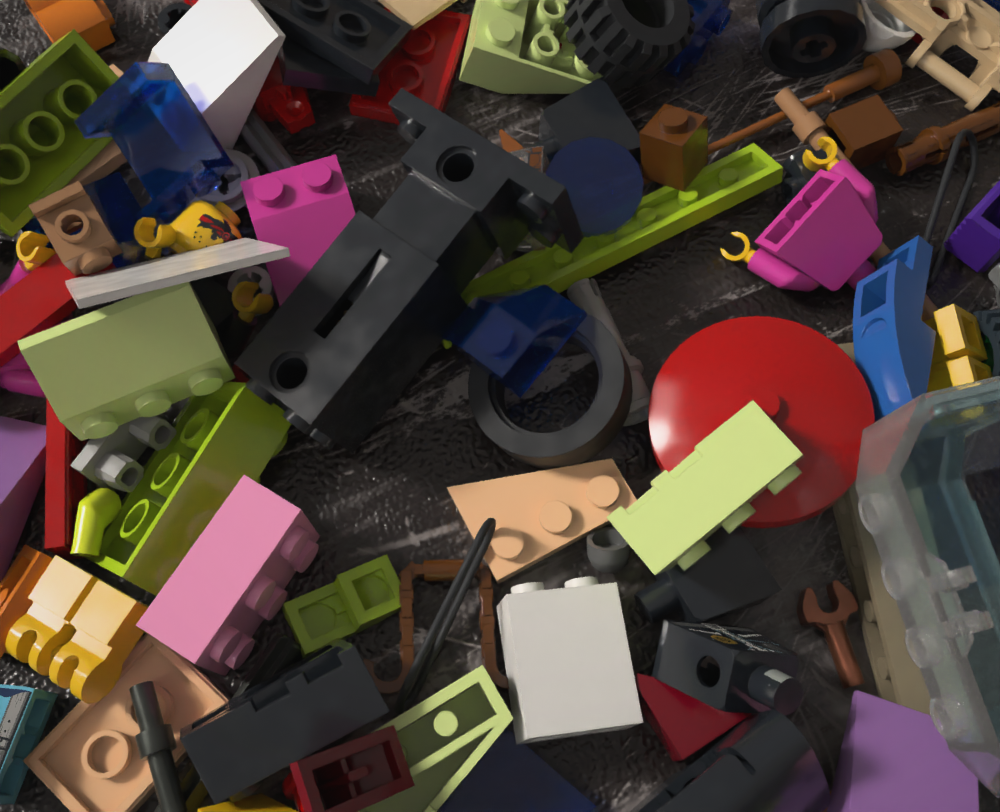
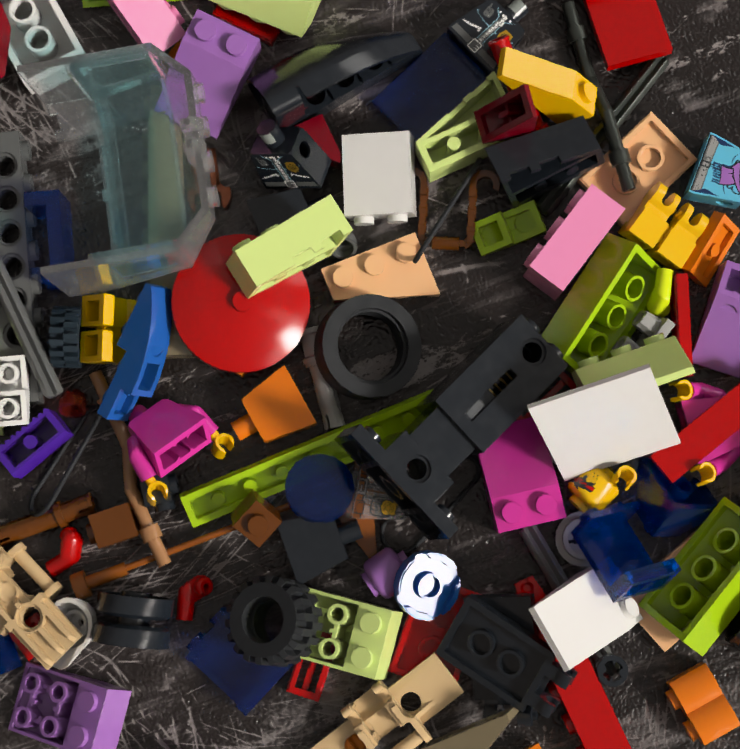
camera: 175 degrees left, 15 degrees up
(68, 212) = (670, 482): medium nougat brick -> none
(439, 79) = (426, 585): none -> tile
(487, 107) = (381, 571): none -> medium lavender head
(515, 333) = (391, 376): clear blue slope -> none
(669, 296) = (274, 409): none -> orange torso
(739, 76) = (190, 593): none -> red arm
(909, 106) = (69, 554): none -> red arm
(959, 283) = (72, 404): none -> clear red hinge

